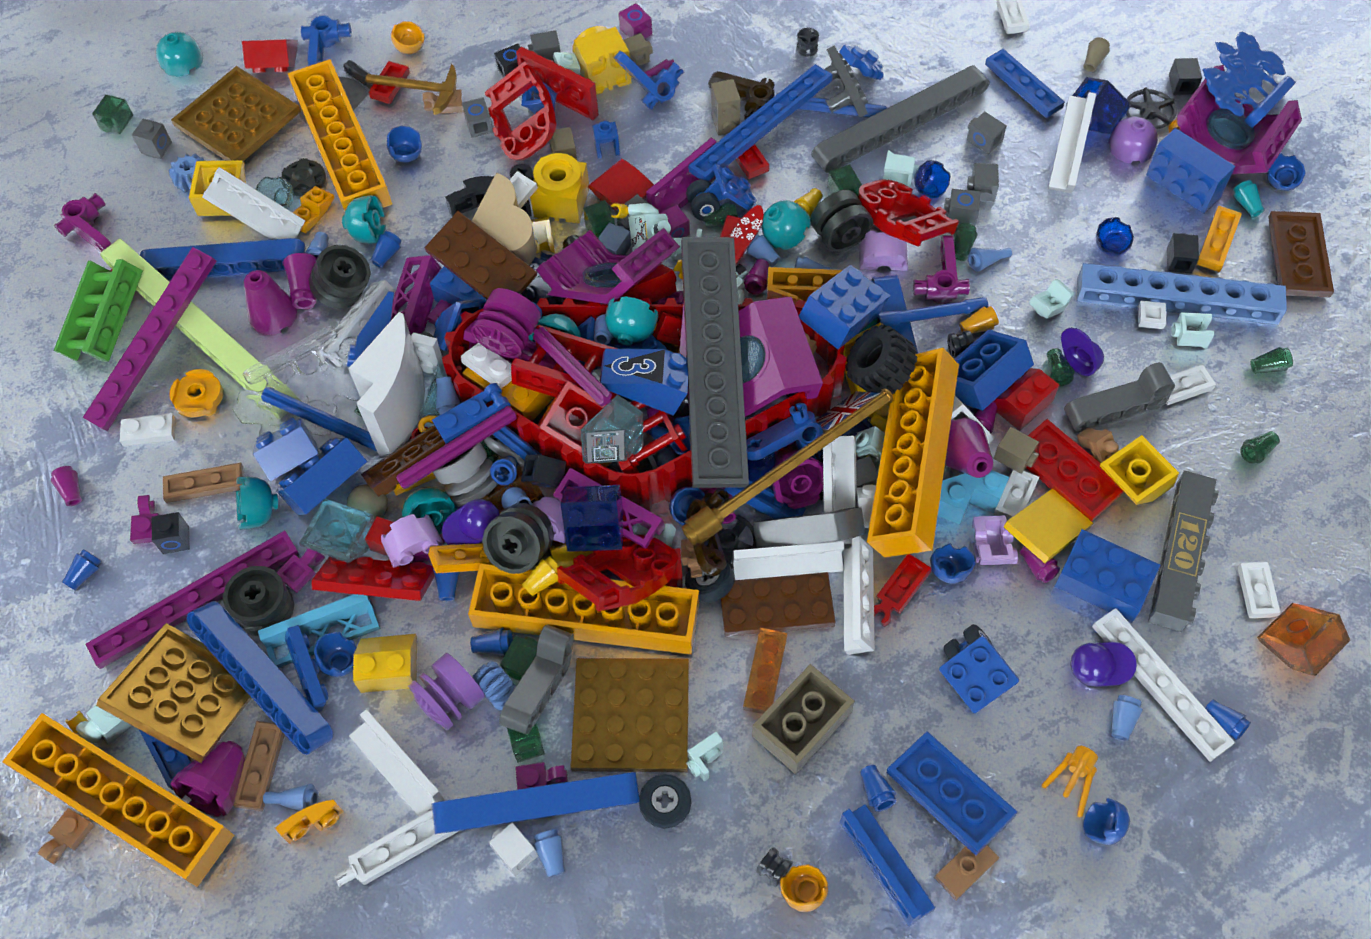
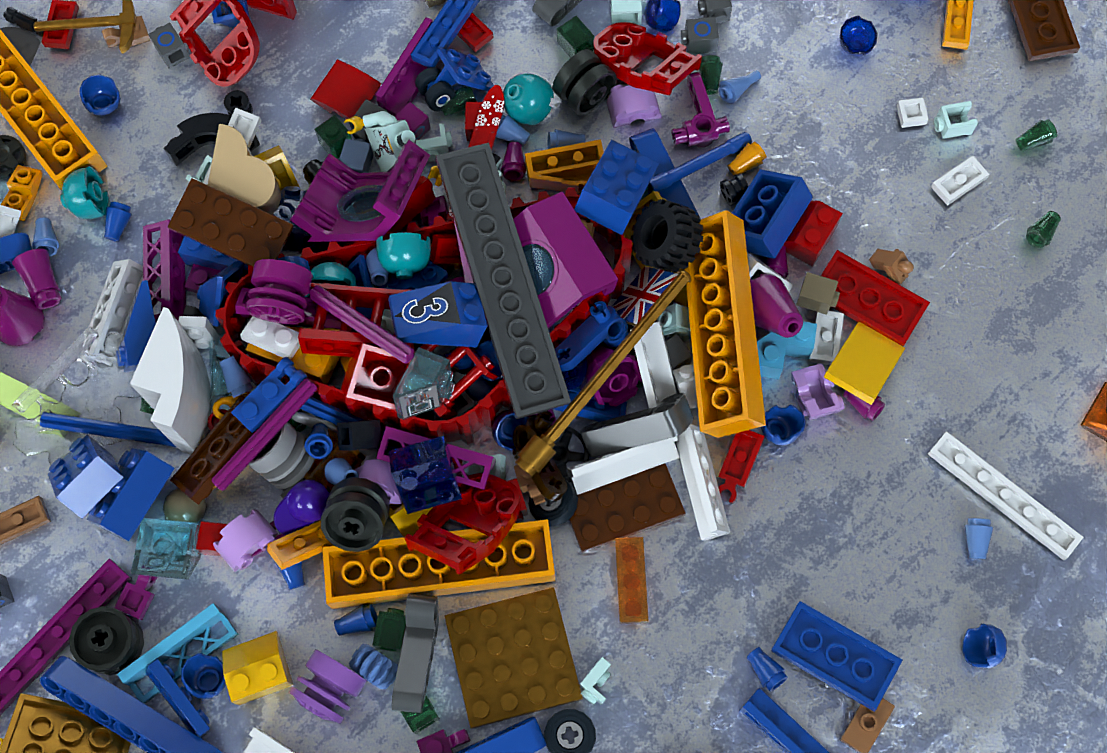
camera: 15 degrees left, 10 degrees up
(254, 502) = (68, 537): teal cylinder -> none
(339, 276) = (79, 266): pearl dark grey wheel -> none
(374, 578) = (218, 588): red plate -> none
(429, 502) = (252, 494): teal cylinder -> none
(542, 576) = (390, 547): yellow cone -> none
(560, 188) = (284, 110): yellow piece -> none
(563, 142) = (272, 60): dark tan window -> none
(605, 133) = (312, 35): blue window -> none
(802, 718) = (680, 621): dark tan brick -> none
(810, 200) = (544, 65): yellow cone -> none
(977, 669) = (831, 526): blue plate -> none
(1052, 300) = (812, 119): light aqua bracket -> none
(1059, 367) = (837, 193): clear green cone -> none
(1081, 352) = (855, 172): dark purple cap -> none
(1081, 764) = (949, 595): light orange plant -> none
(1103, 664) = (947, 490): dark purple cap -> none
(1107, 575) = (931, 400): blue brick -> none
(1123, 401) = (927, 198): dark grey beam -> none
(1140, 471) = (939, 285): yellow slope -> none
(1182, 253) = (927, 38): black brick -> none
(1182, 293) = (1023, 80): medium blue brick -> none
(1183, 551) = (995, 356): dark grey brick -> none
(1229, 719) = (1073, 515): blue cone -> none
(1258, 590) = (1072, 378): white plate -> none

